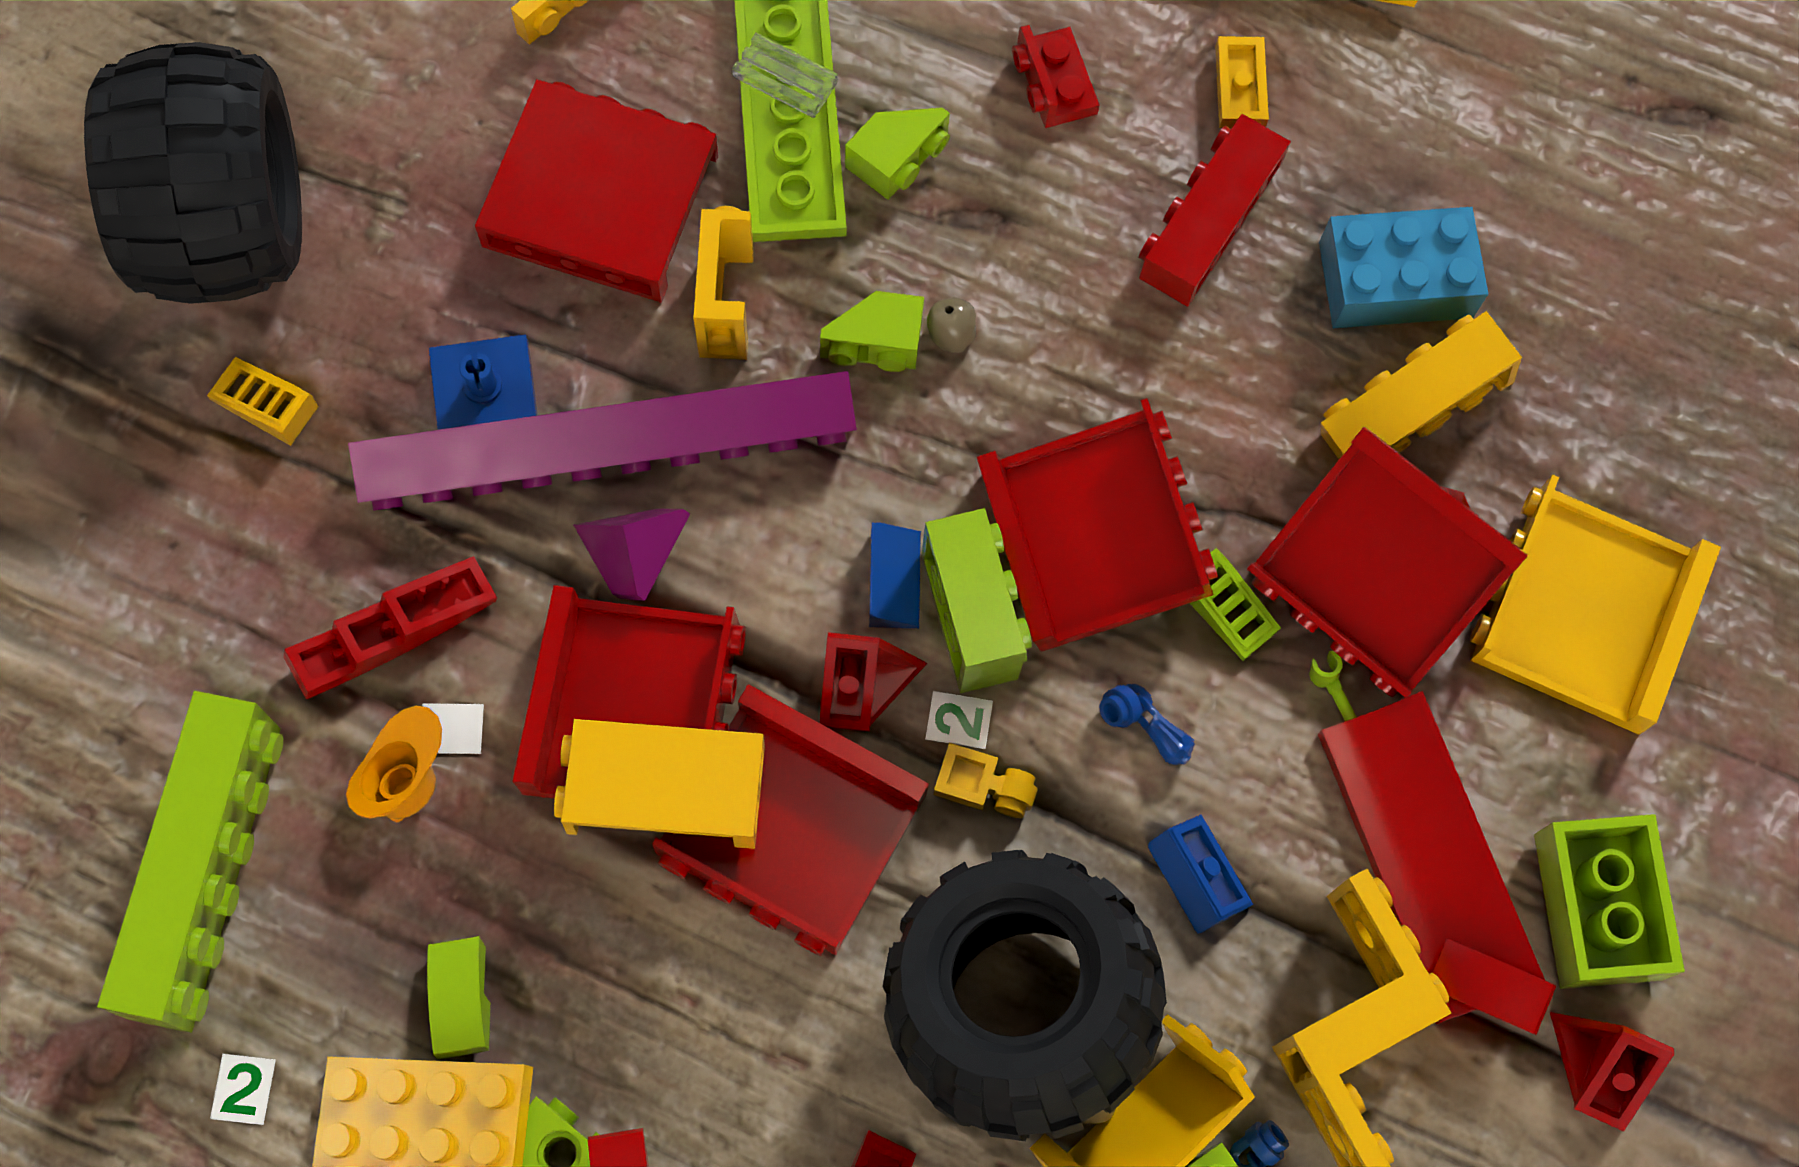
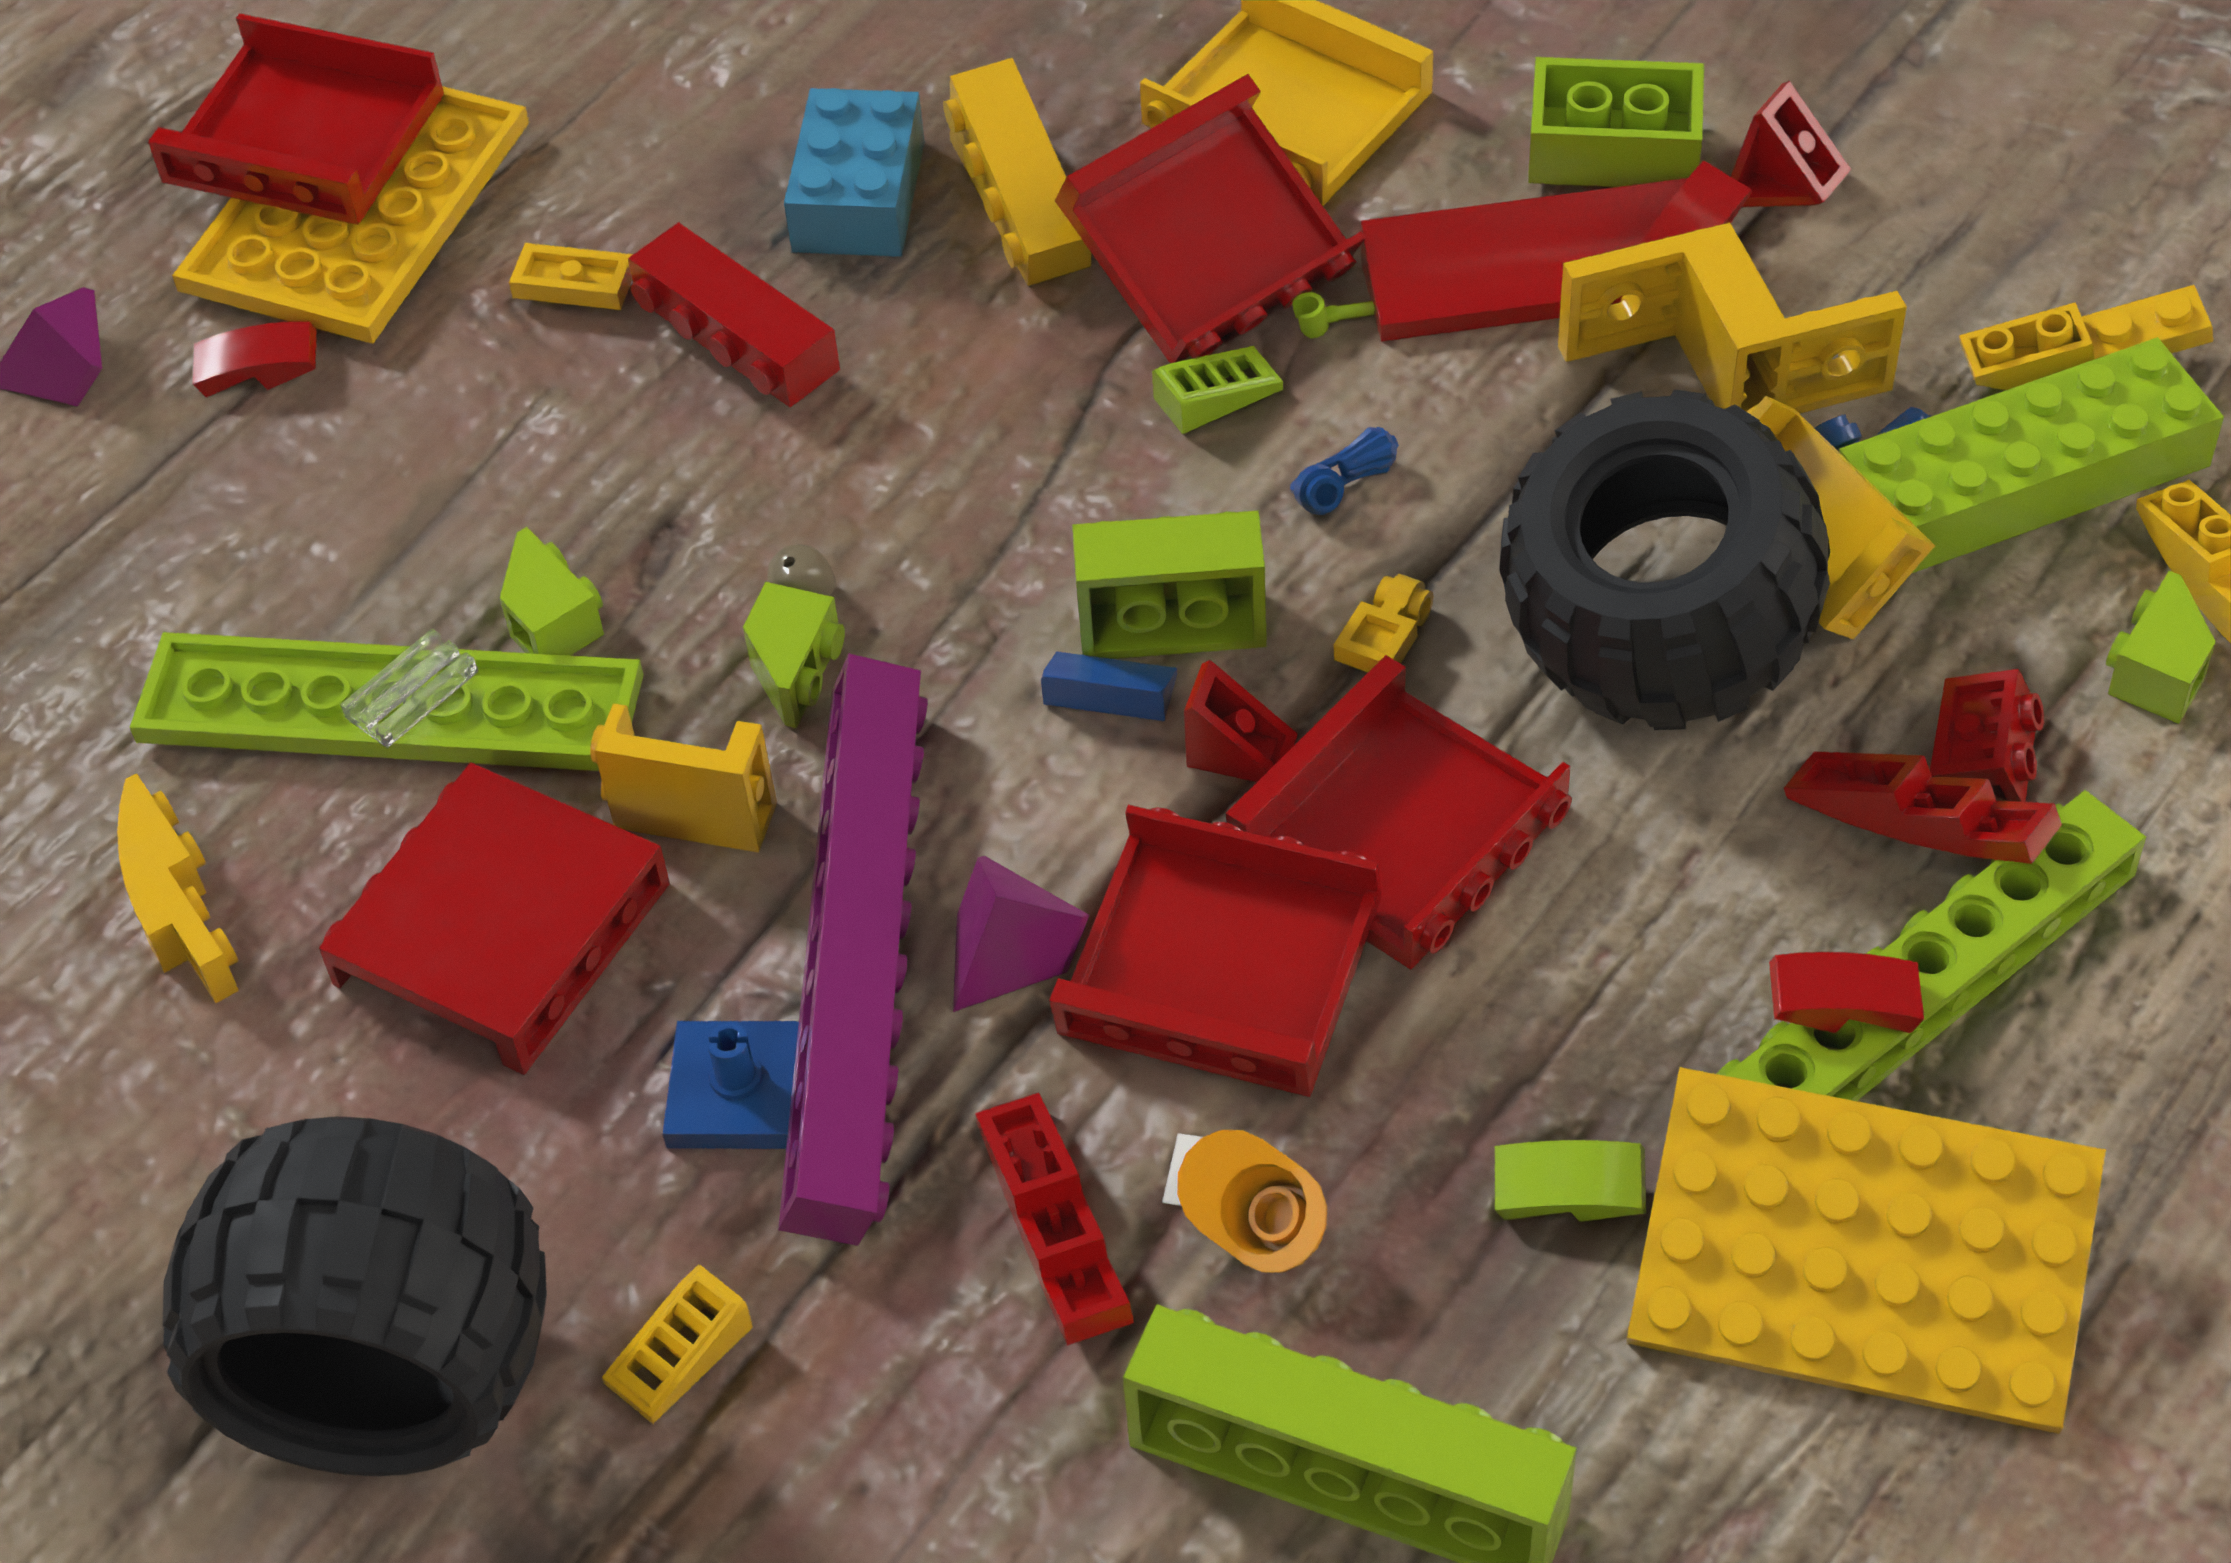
camera: 70 degrees left, 20 degrees down
(242, 1089) = (1653, 1457): white sticker -> none
(661, 780) = (1335, 907): yellow panel -> none
(959, 720) = (1299, 651): white sticker -> none
(1056, 76) = (498, 445): red bracket -> none
(1098, 529) = (1091, 446): red panel -> none
(1199, 874) = (1498, 461): blue slope -> none

